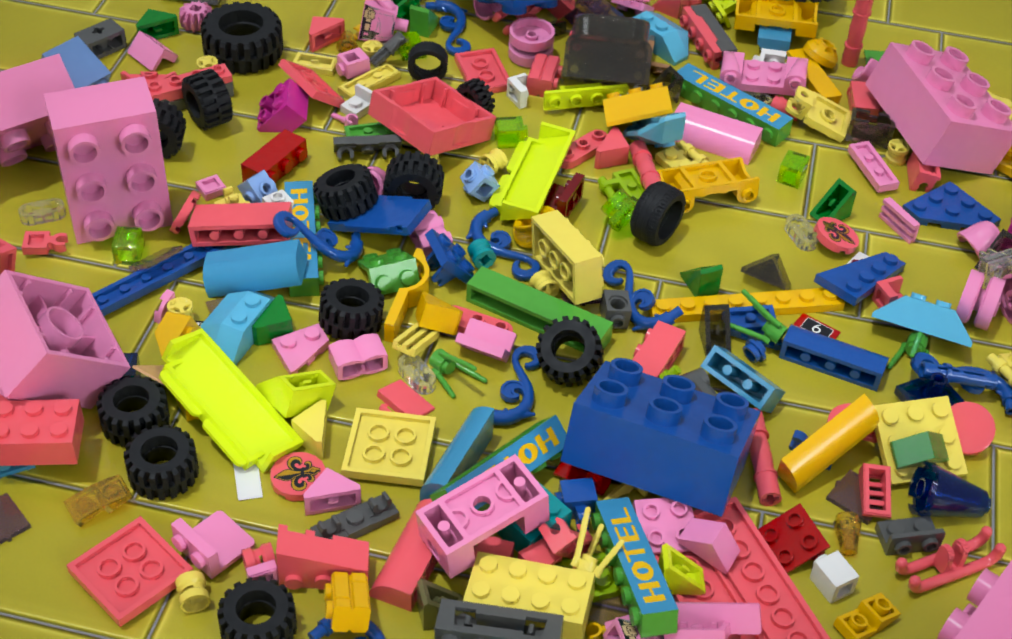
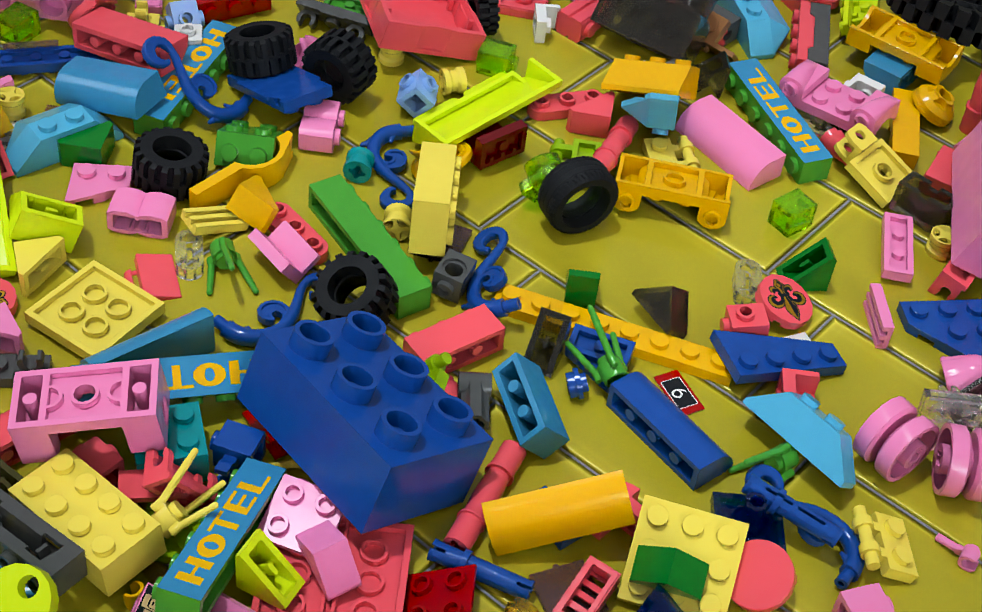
camera: 25 degrees right, 0 degrees up
(450, 259) = (313, 153): blue plate -> none
(580, 95) = (600, 47): neon yellow bracket -> none
(812, 506) = (486, 572): none -> blue pin
(826, 258) = (746, 319): none -> coral brick

